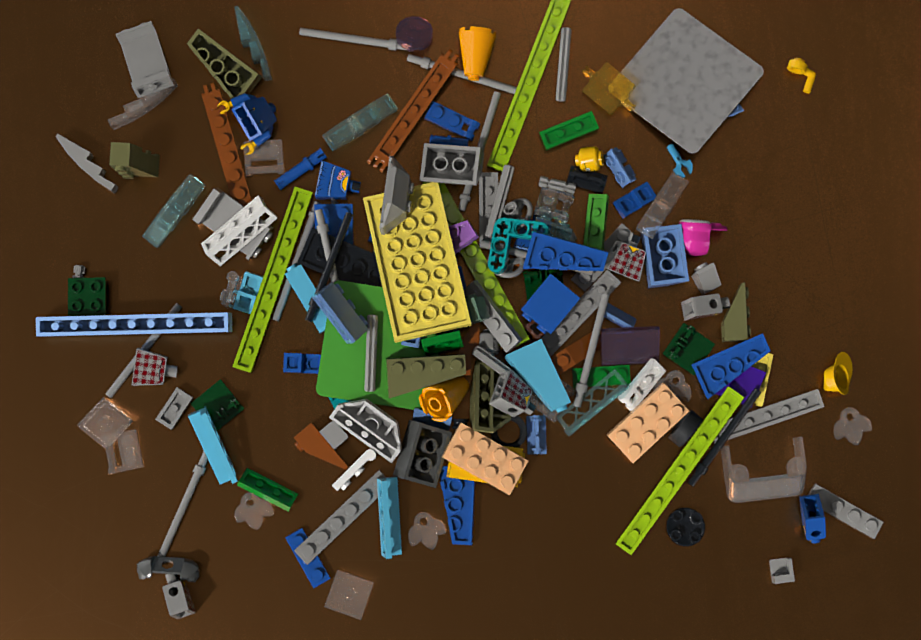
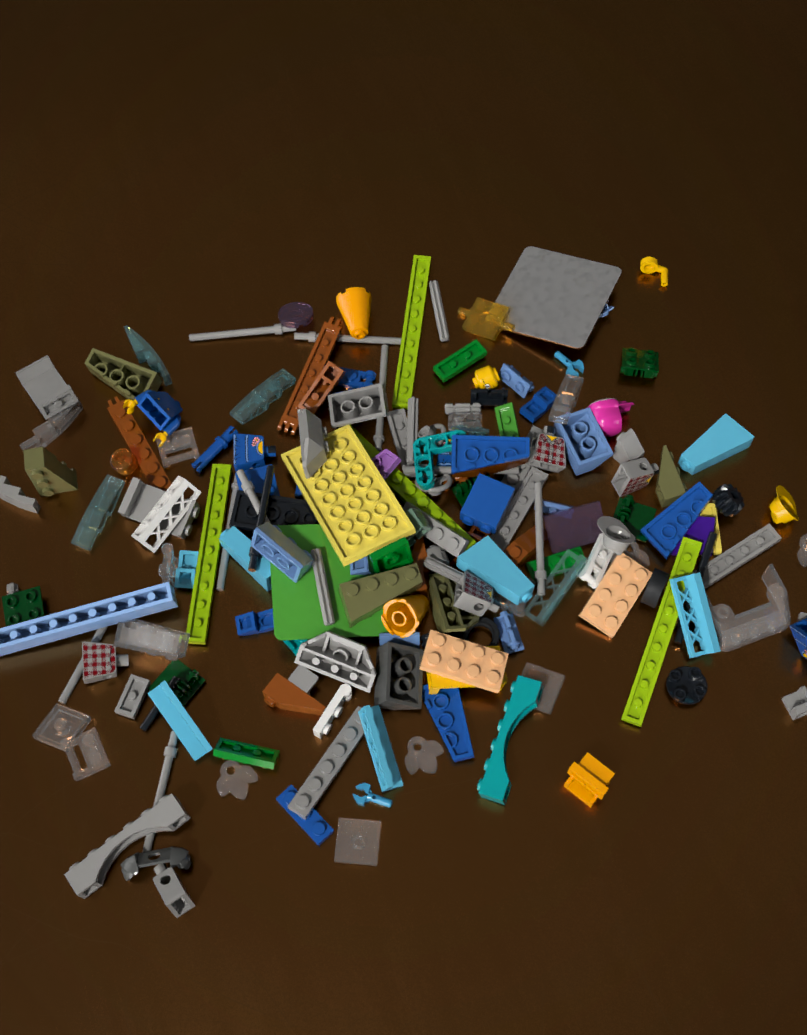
camera: 10 degrees left, 20 degrees down
(111, 563) = (91, 872): none -> light grey arch
(189, 430) = (154, 711): none -> black bar
(201, 360) = (152, 639): none -> clear wedge
(207, 163) = (123, 461): none -> clear orange head
(371, 557) = (370, 796): none -> dark azure bar
(421, 132) = (322, 387): none -> dark orange slope
(486, 574) = (524, 699): none -> teal arch
(548, 495) = (552, 685): none -> clear plate
(568, 594) = (589, 779): none -> light orange plate
(665, 366) = (615, 534): none -> light grey piece
(719, 466) = (698, 613): none -> medium azure fence
(751, 177) = (640, 360): none -> dark green hinge
(786, 355) = (728, 500): none -> black gear
(799, 290) = (716, 444): none -> medium azure slope

